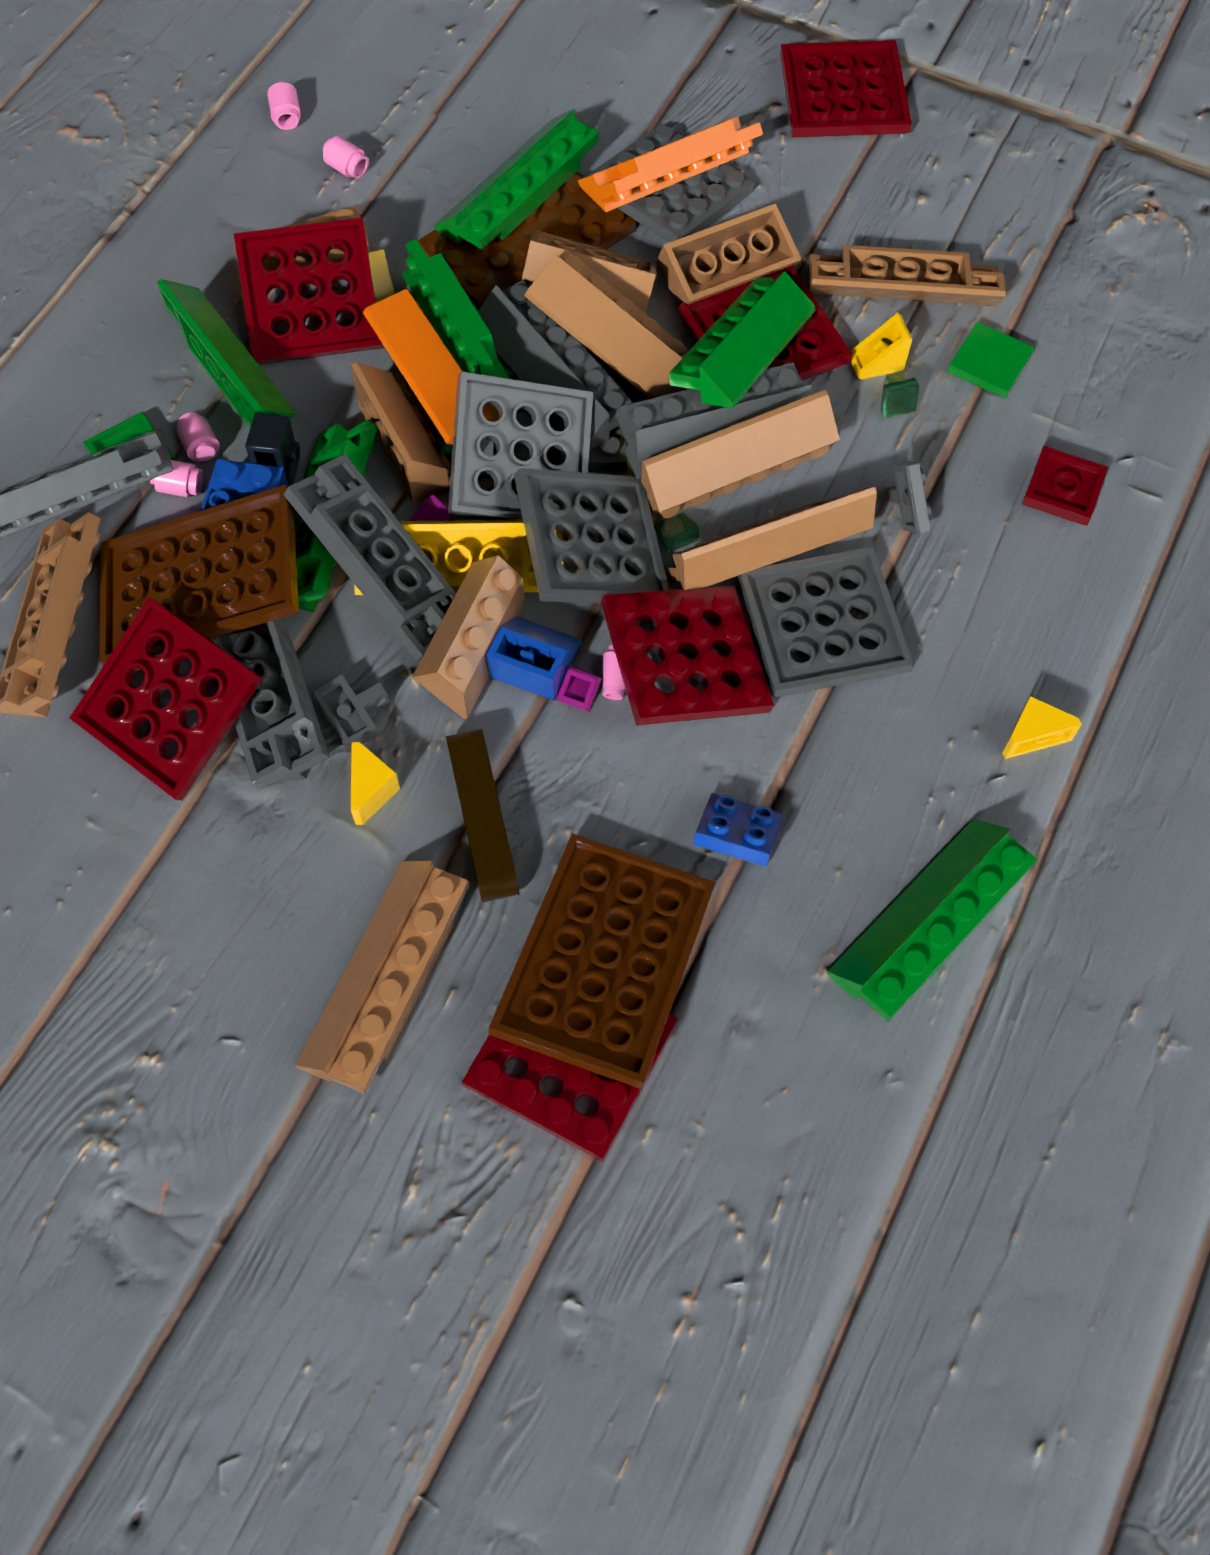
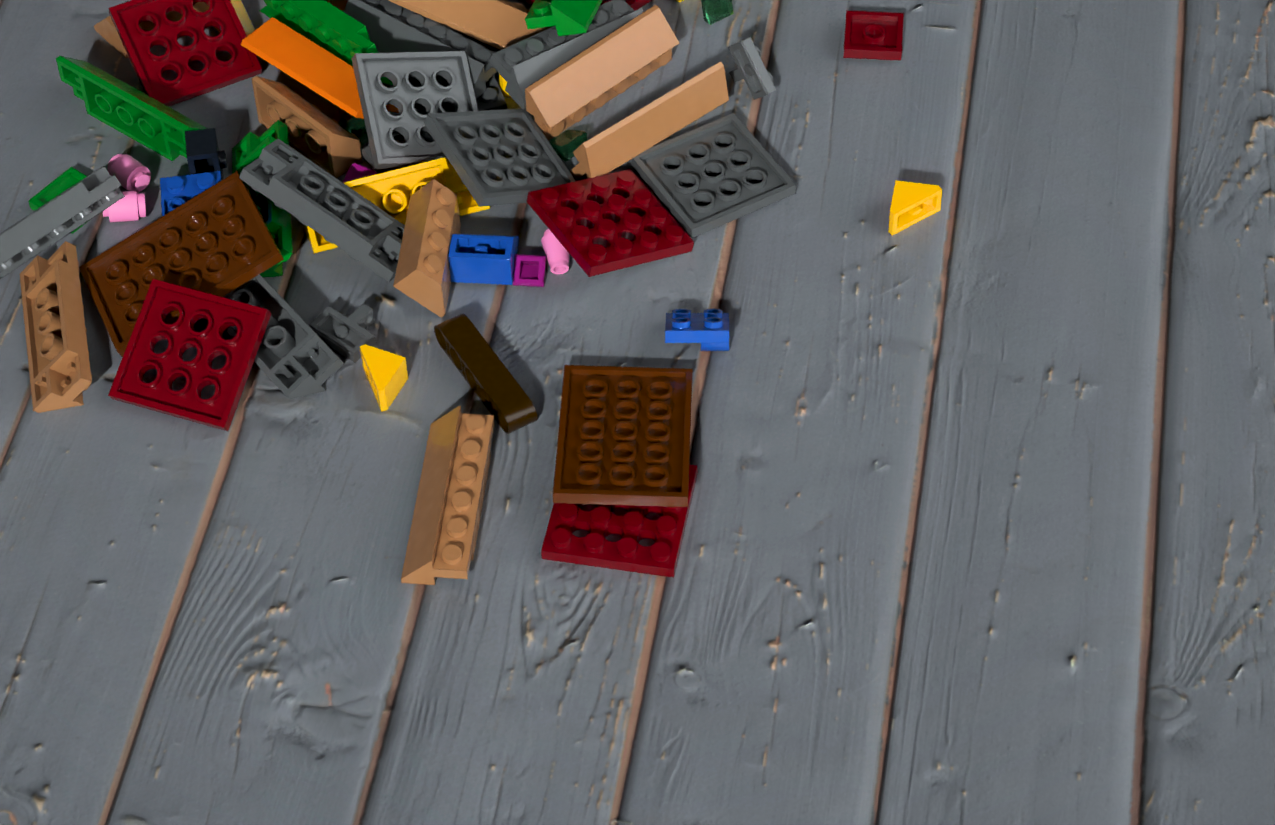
camera: 15 degrees left, 15 degrees down
(932, 918) = (873, 350): green slope -> none

